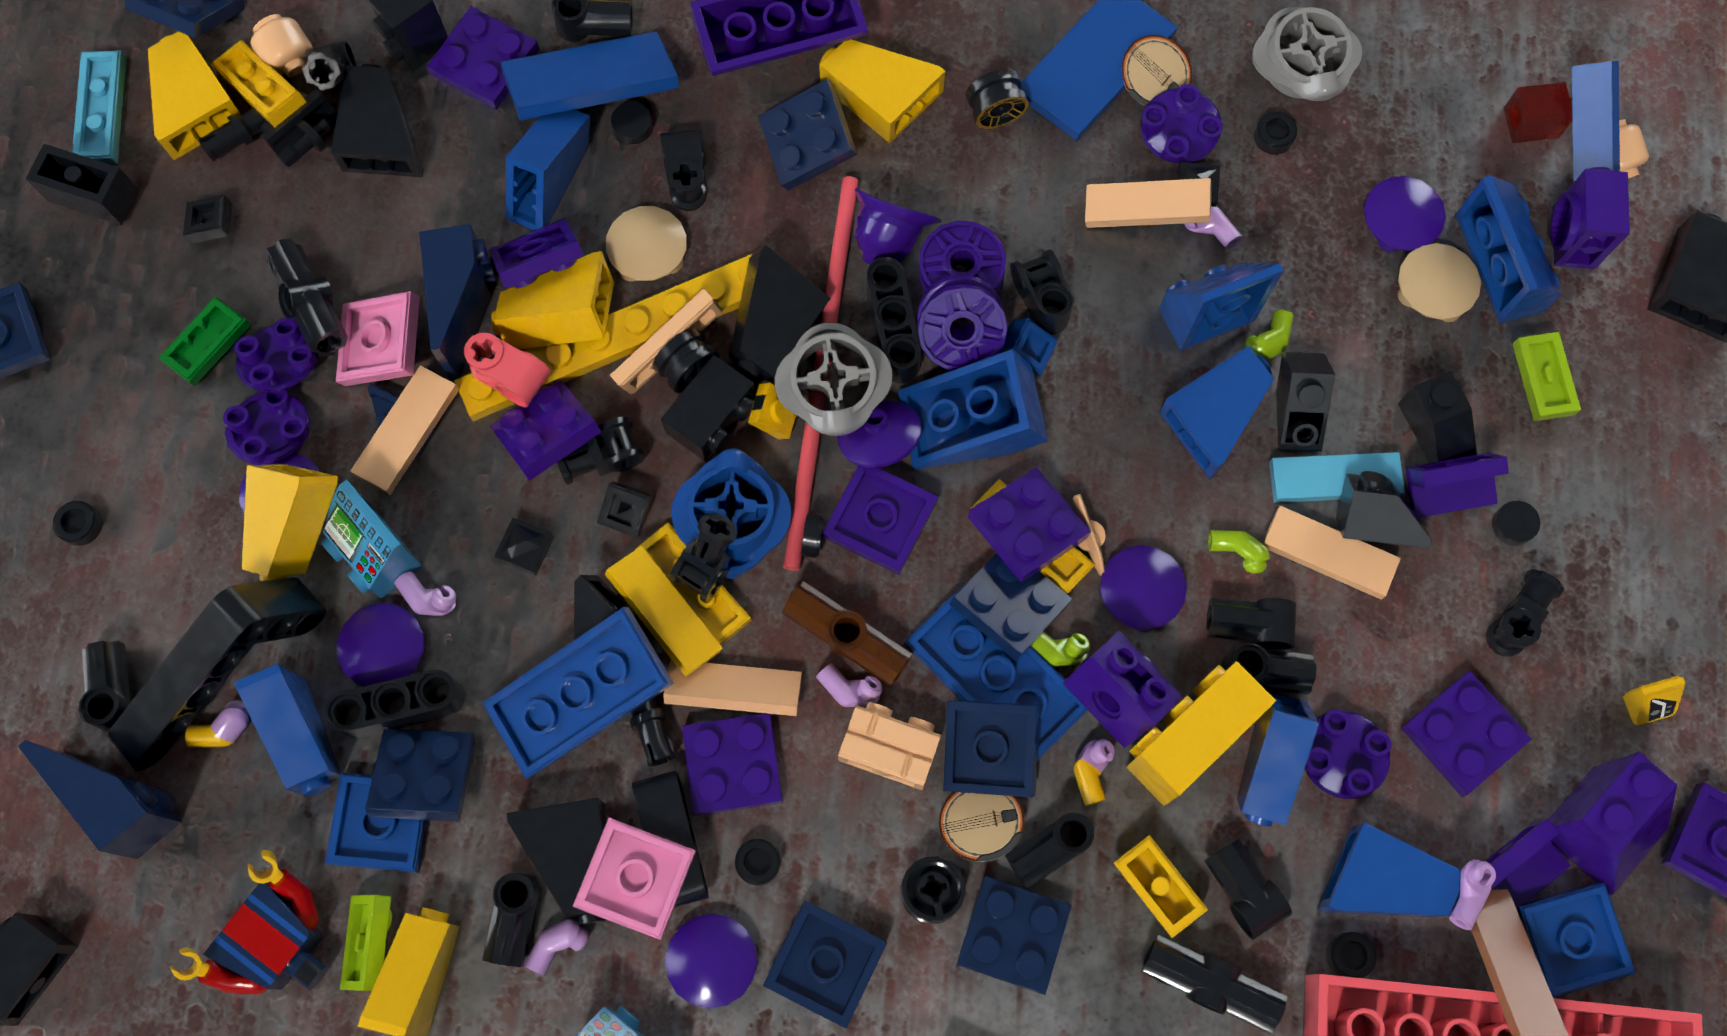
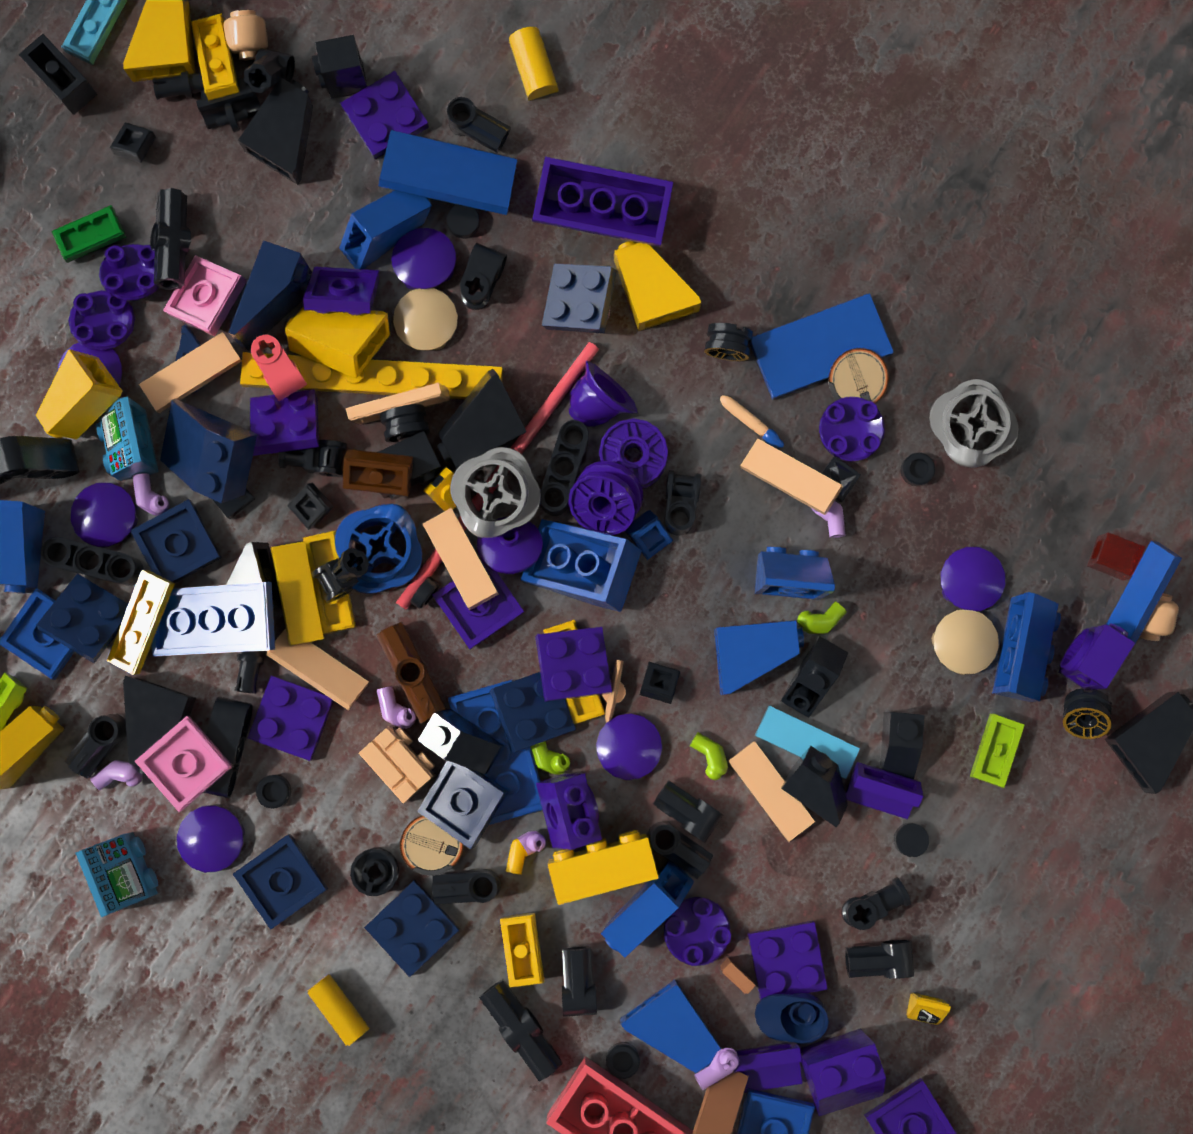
camera: 25 degrees right, 10 degrees up
(471, 502) = (207, 452): none -> dark blue slope
(487, 633) = (176, 542): none -> dark blue plate
(491, 744) = (140, 622): none -> tile
(609, 181) = (424, 258): none -> dark purple dish
(686, 425) = (377, 472): none -> reddish brown slope
(834, 474) = (460, 559): none -> light nougat tile
(951, 677) = (460, 741): none -> black slope
(1067, 172) = (751, 421): none -> light nougat piece
(1136, 497) = (659, 682): none -> black tile
(1423, 778) = (737, 976): none -> nougat tile
(1514, 791) = (792, 1017): none -> dark blue cap
(1575, 668) = (890, 959): none -> black piece
(1618, 284) = (1087, 714): none -> black wheel

